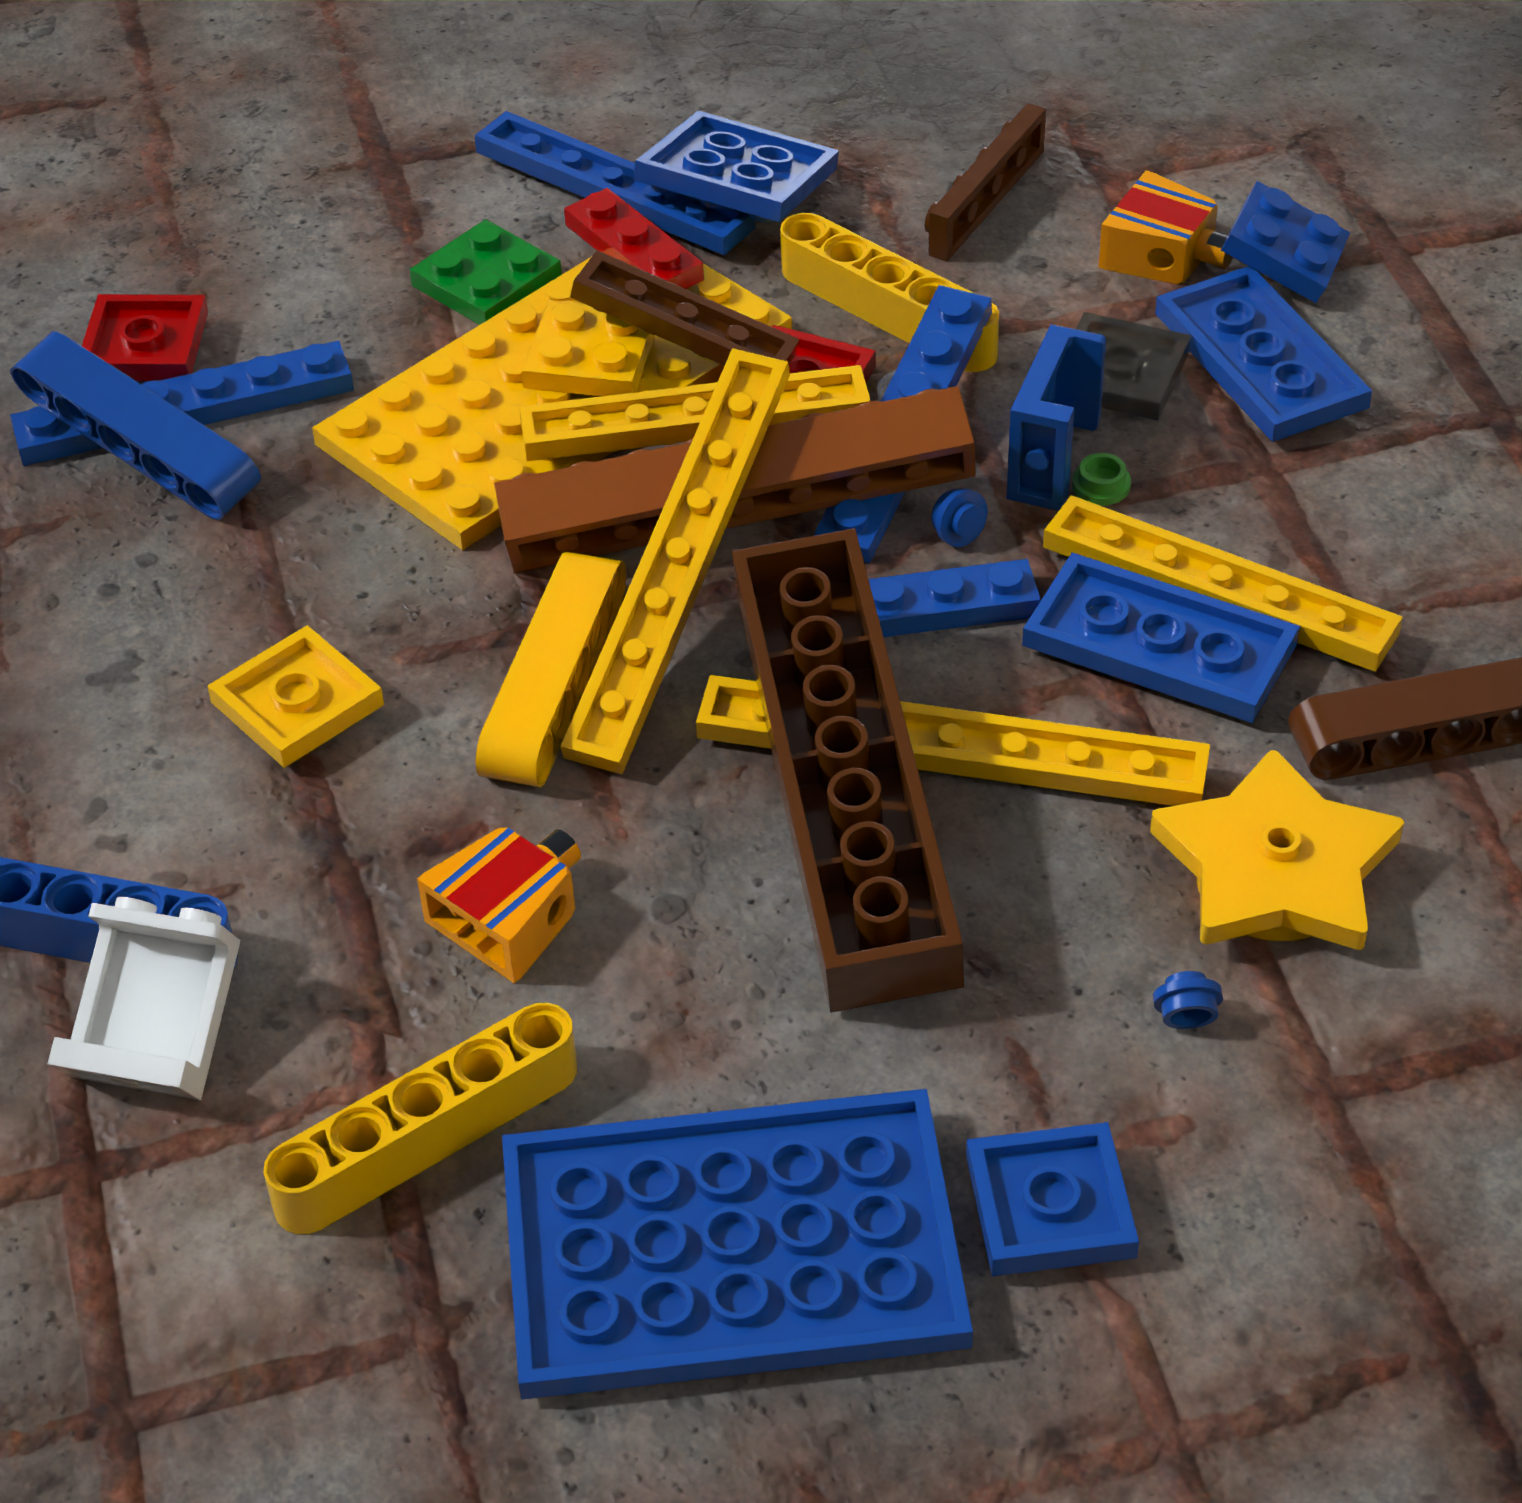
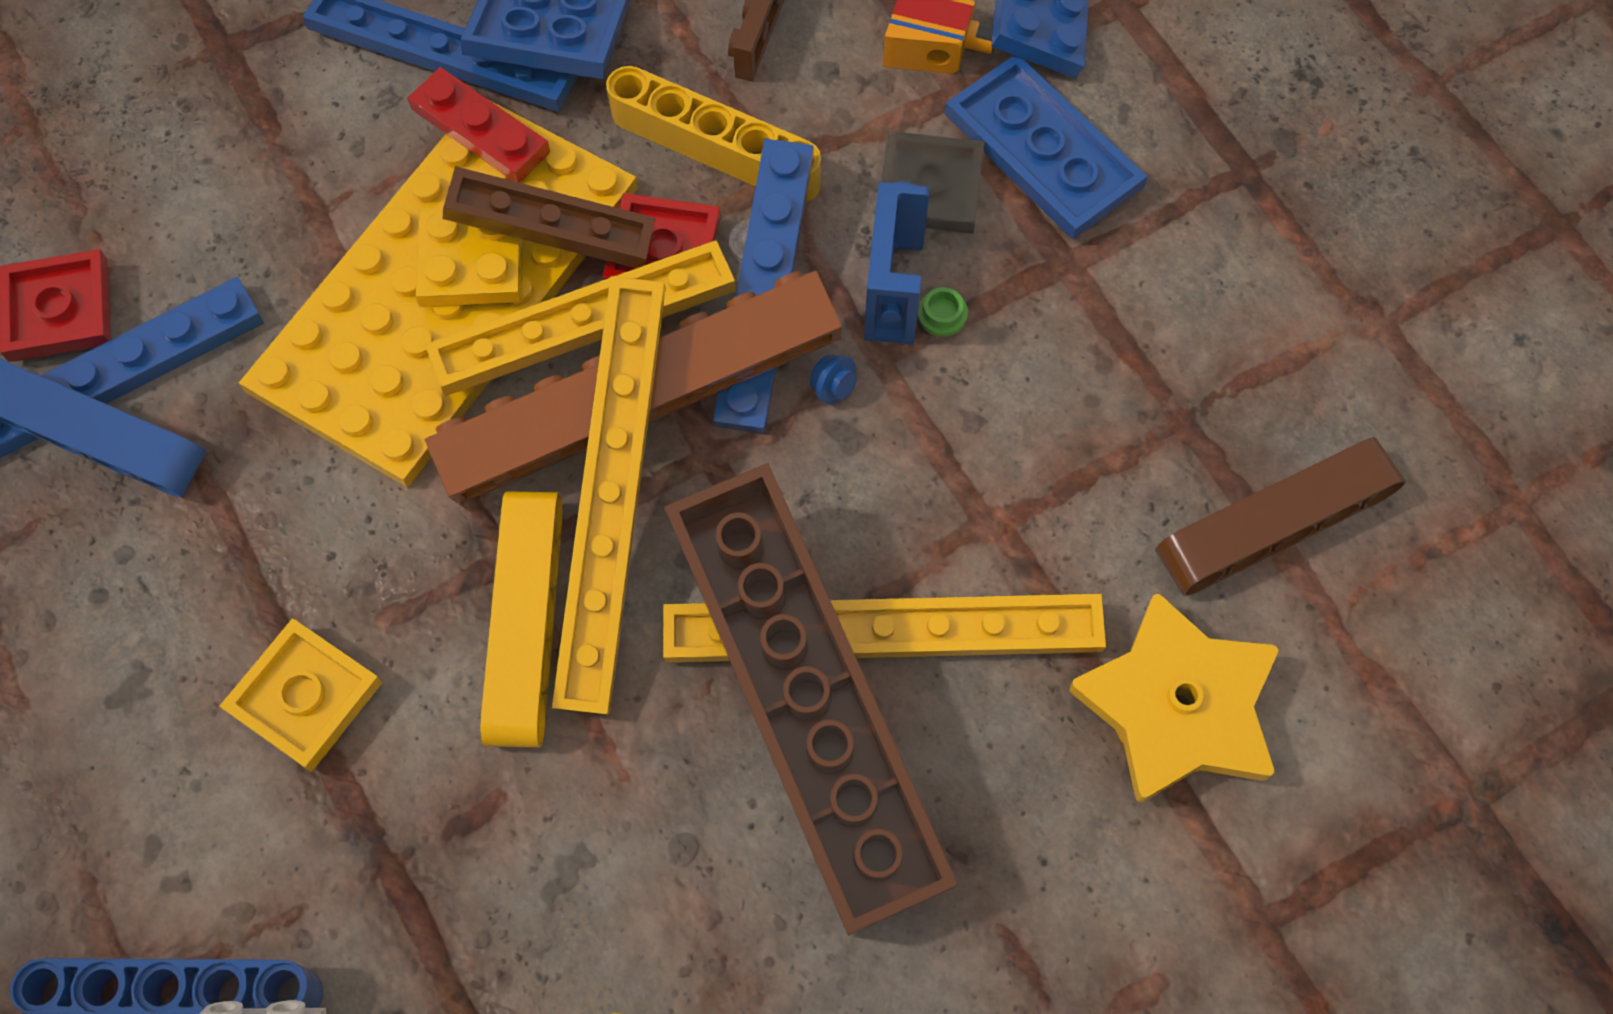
camera: 15 degrees left, 20 degrees up
(484, 272) = (350, 169): green plate -> none
(503, 897) = (544, 883): light orange torso -> none
(955, 597) = (845, 463): blue plate -> none
(1161, 637) = (1031, 477): blue plate -> none
(1188, 1000) = (1141, 866): blue plate -> none
(1325, 618) = (1068, 407): yellow plate -> none

